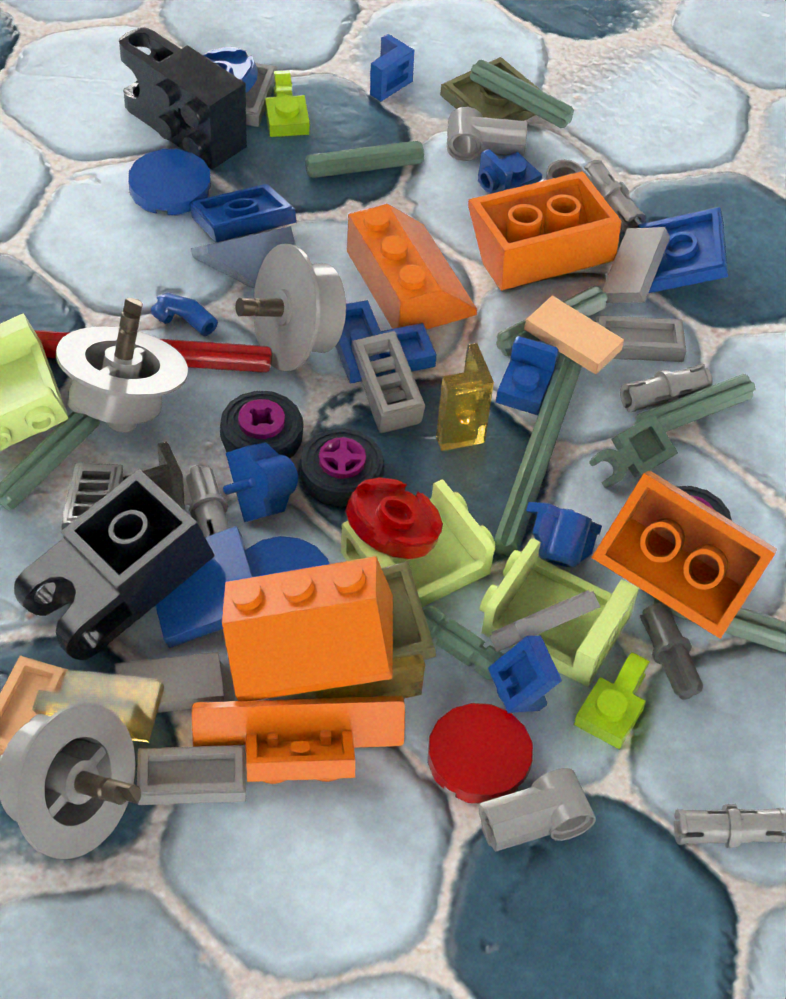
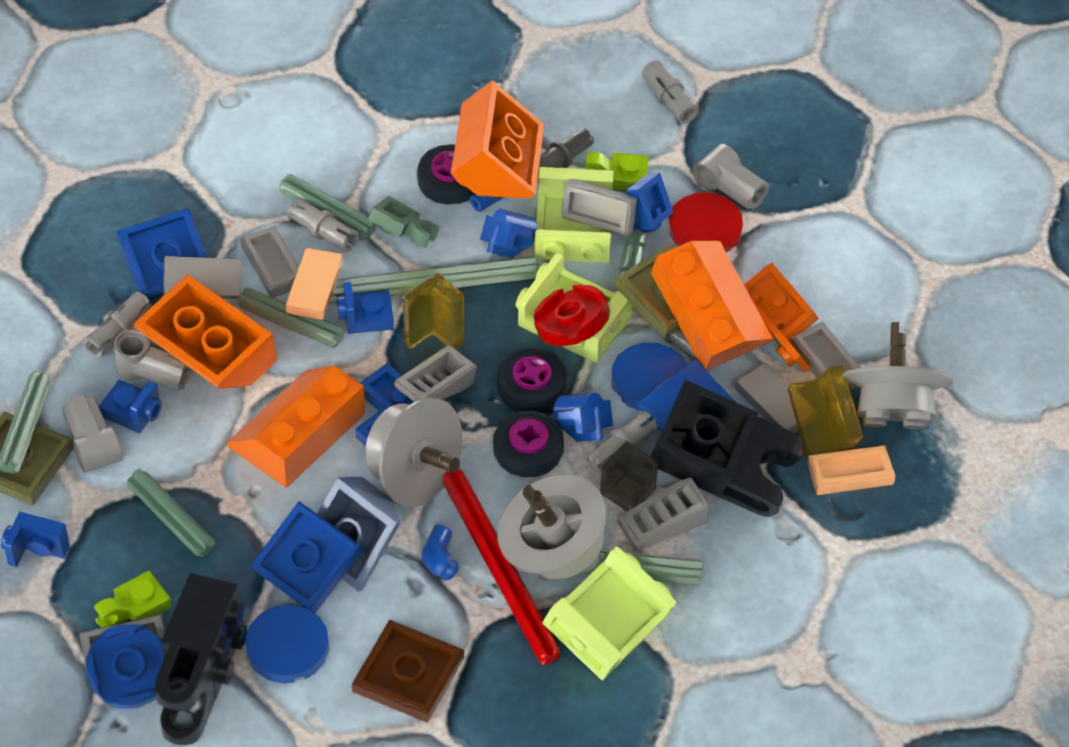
camera: 115 degrees left, 0 degrees up
(78, 246) = (408, 671): none -> reddish brown tile

